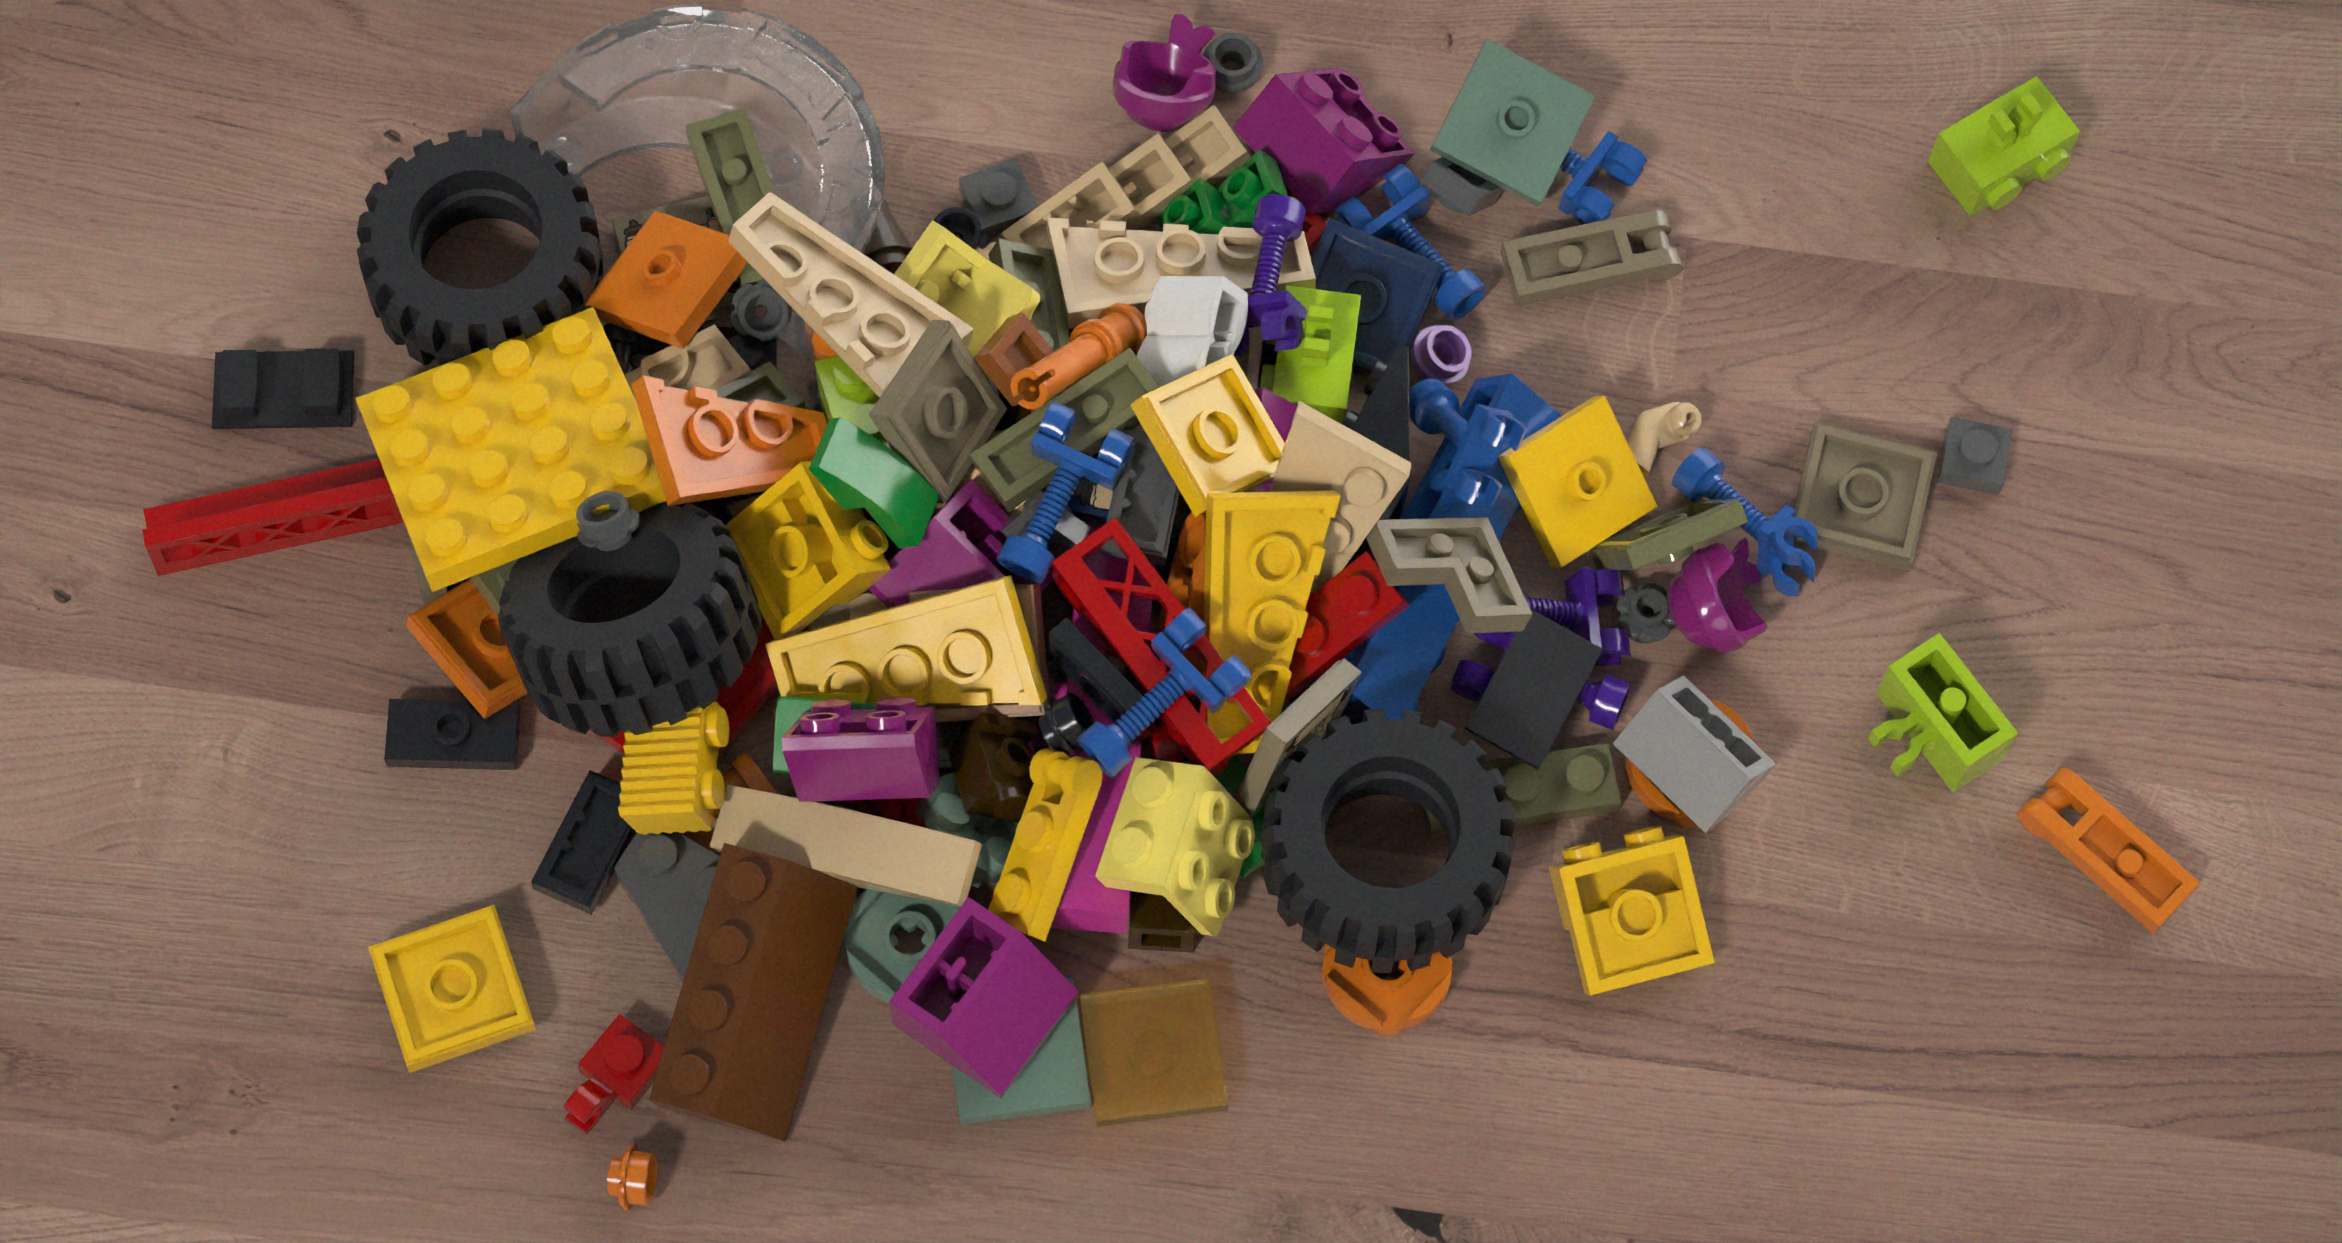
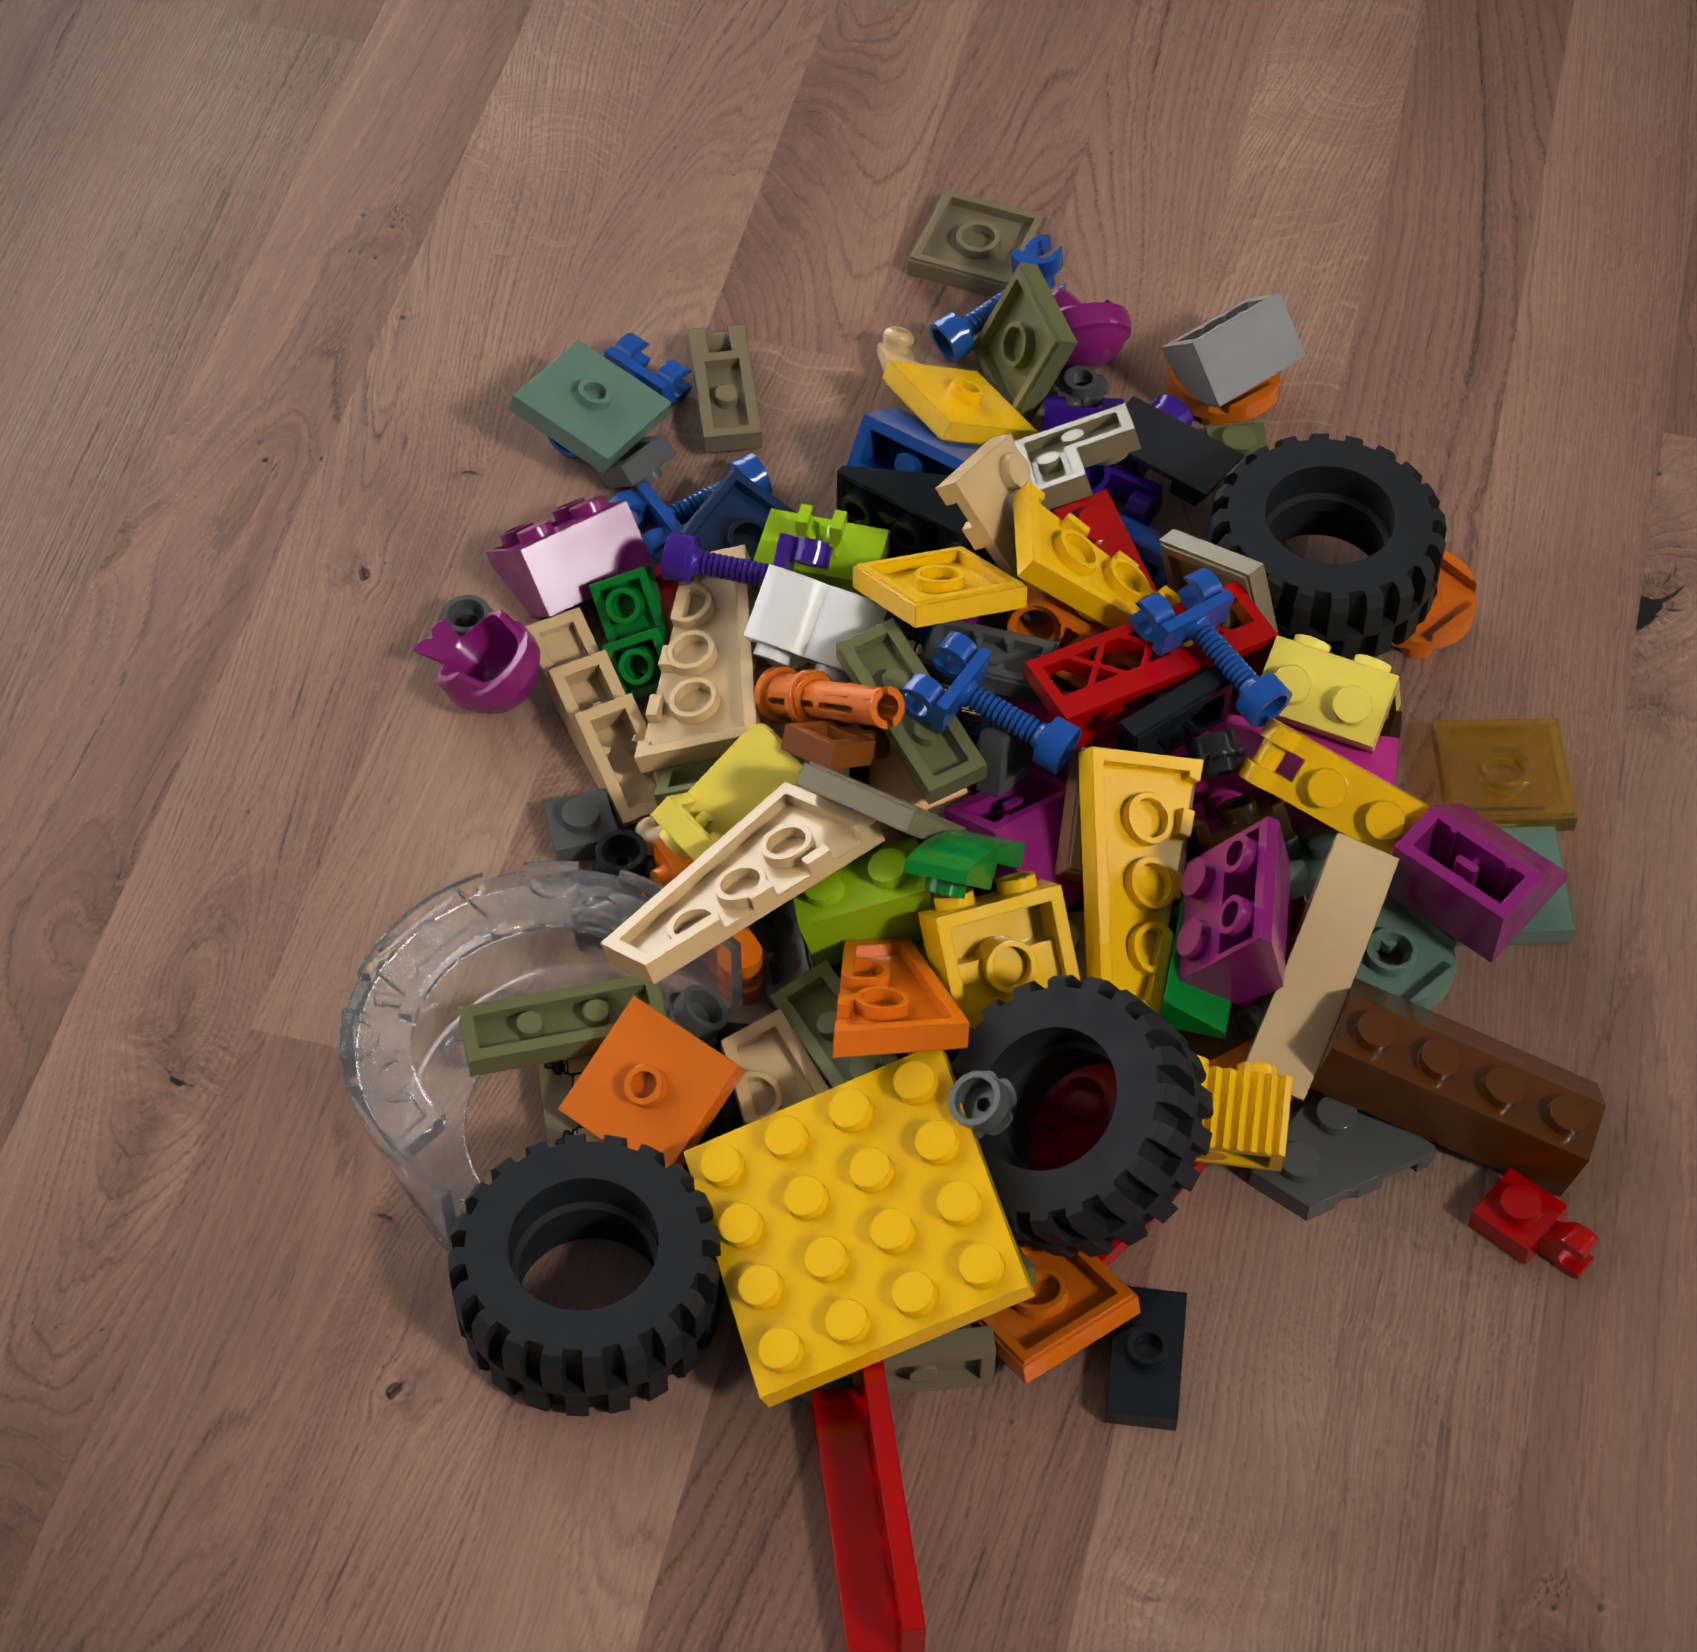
camera: 80 degrees left, 15 degrees down
(283, 389) = (702, 1518): black piece -> none
(451, 988) = (1444, 1367): yellow plate -> none
(585, 846) = (1280, 1227): black plate -> none
(633, 1177) = (1647, 1210): orange plate -> none
(1436, 410) = (947, 431): blue bar -> none
(1450, 345) = (810, 490): medium lavender plate -> none
(1631, 910) = (1371, 406): yellow plate -> none
(1943, 714) = (1200, 200): lime brick -> none
(1974, 455) = (947, 168): dark grey plate -> none
(2004, 147) = (664, 108): lime brick -> none
(2109, 849) = (1313, 133): orange plate -> none

